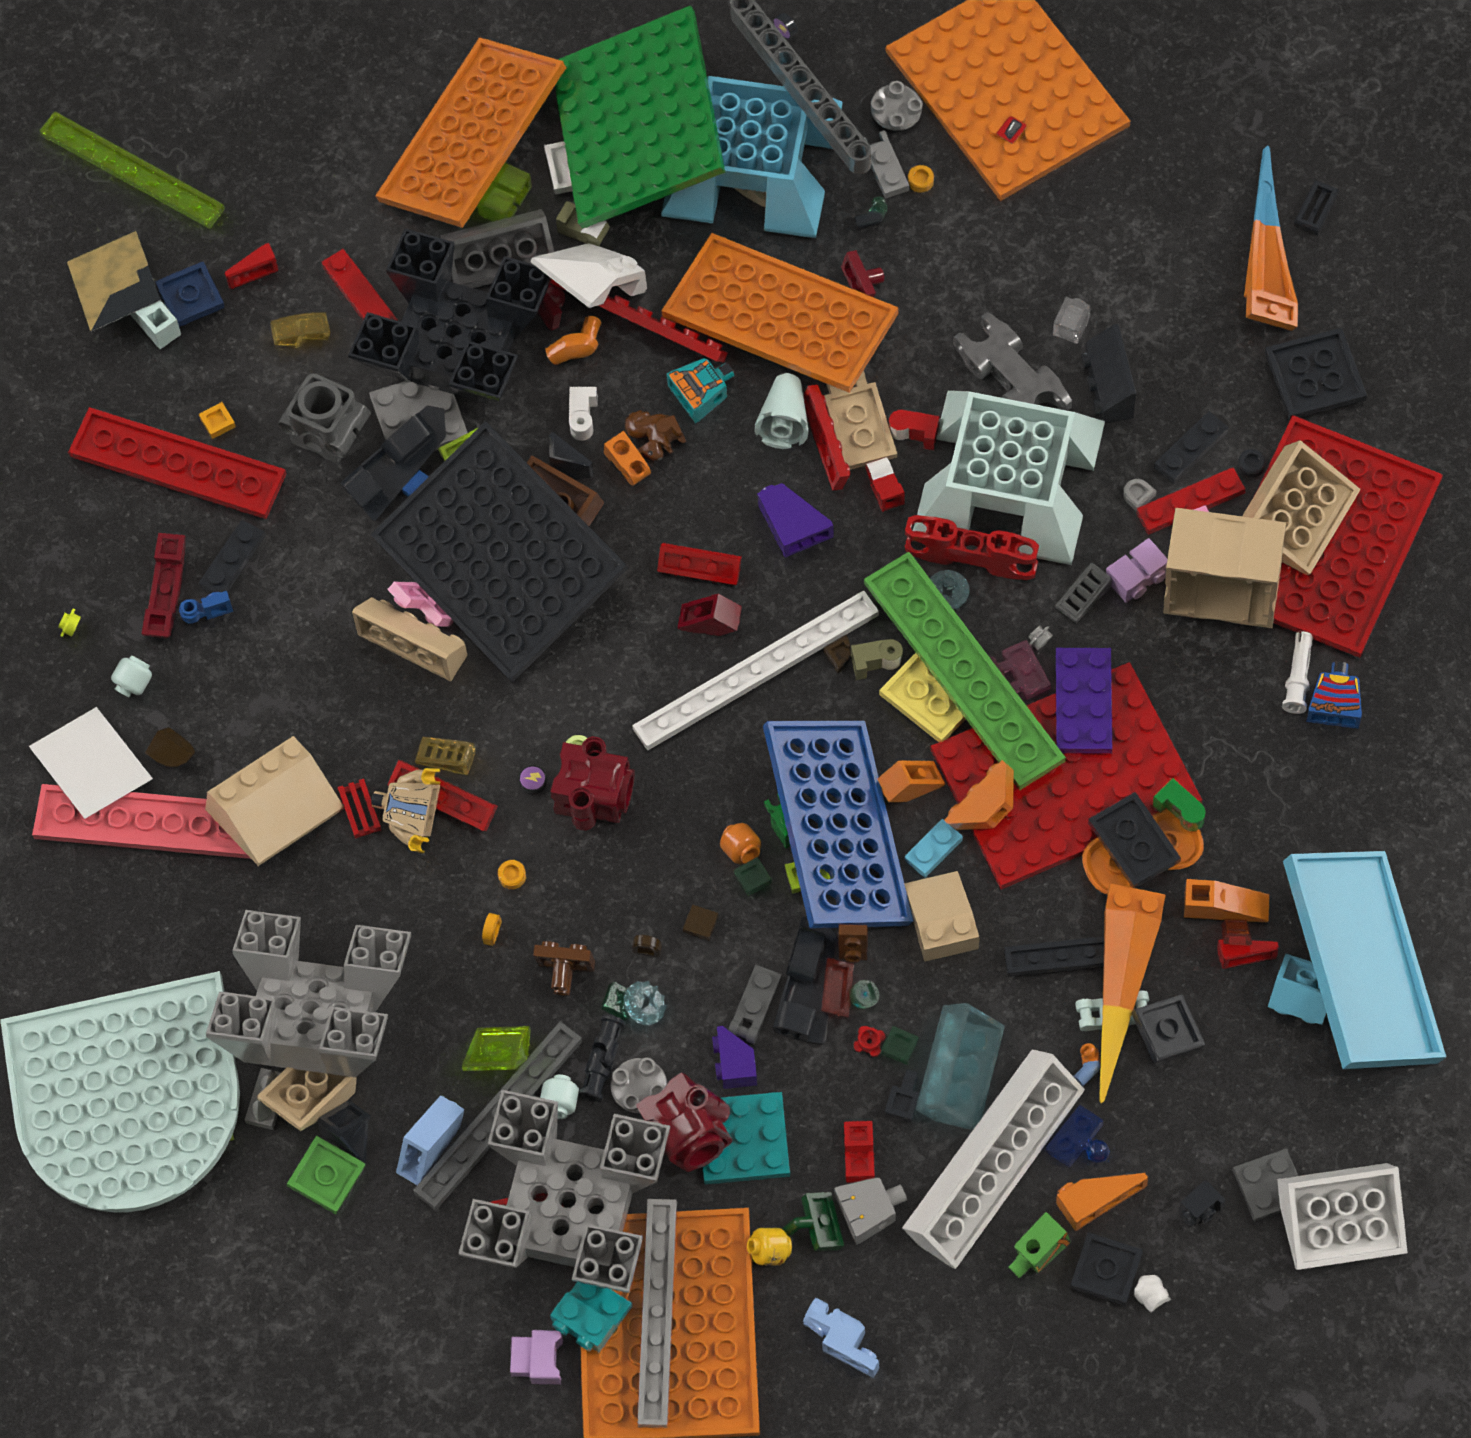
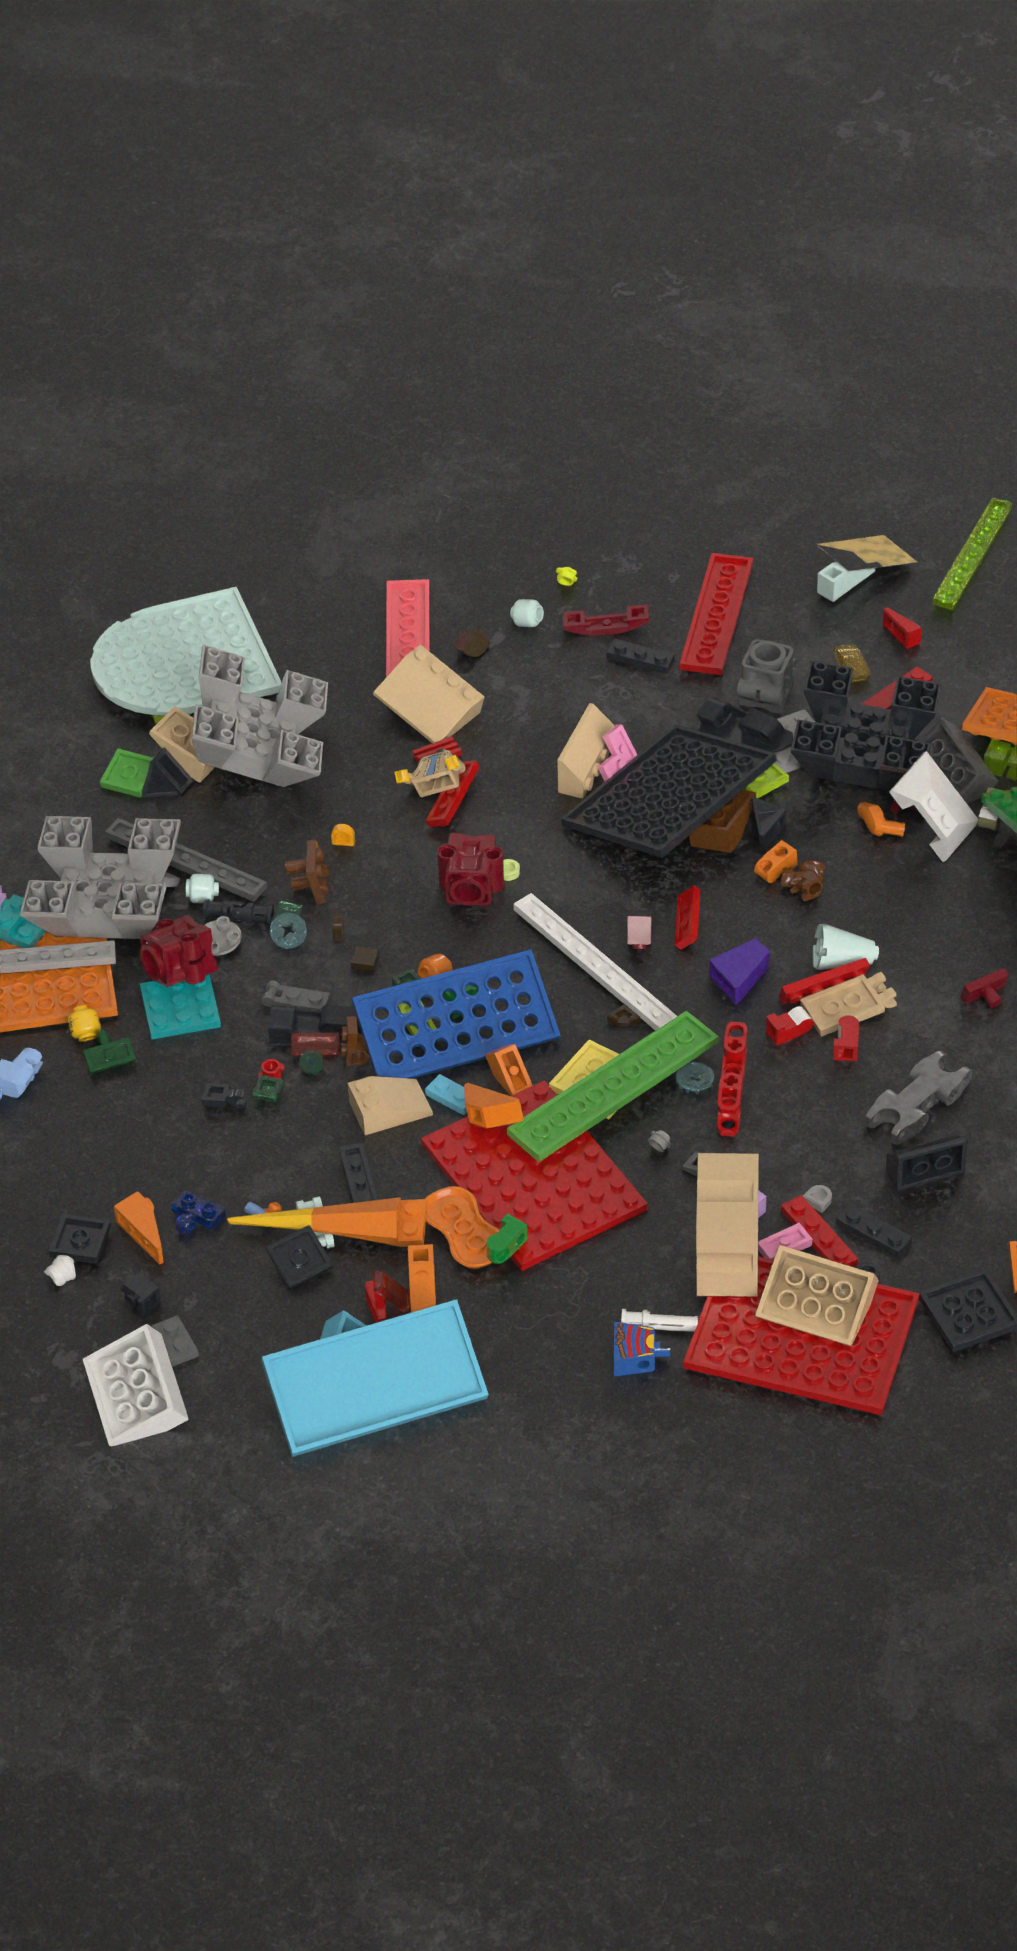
camera: 80 degrees right, 20 degrees down
(90, 762) = (451, 603): white sticker -> none
(190, 294) = (868, 599): dark blue plate -> none
(211, 607) = (596, 648): blue plate -> none
(217, 420) = (761, 630): light orange tile -> none
(429, 1139) = (155, 807): light blue slope -> none
(463, 766) = (490, 795): clear yellow slope -> none
(498, 1048) = (236, 848): clear neon green slope -> none
(511, 874) = (393, 845): light orange tile -> none
(579, 411) = (814, 831): white leg -> none
(663, 327) = (905, 866): red plate -> none
(700, 386) = (853, 899): torso -> none
(736, 1058) = (244, 988): dark purple slope -> none
(780, 312) = (935, 936): orange plate -> none
(859, 1151) = (180, 1075): red slope -> none
(868, 1206) = (122, 1081): light grey torso -> none
(874, 656) = (620, 1031): olive leg -> none
(960, 1066) = (251, 1127): clear light blue slope -> none
(994, 1158) = (172, 1156): white slope -> none
(1025, 669) = (628, 1134): clear pink plate -> none
(1033, 488) = (816, 1084): light aqua slope -> none
(1046, 1236) = (95, 1188): bright green torso -> none
(1072, 319) = (982, 1131): clear brick -> none
(1083, 700) = (600, 1169): dark purple plate -> none
(1134, 840) = (468, 1212): black plate -> none

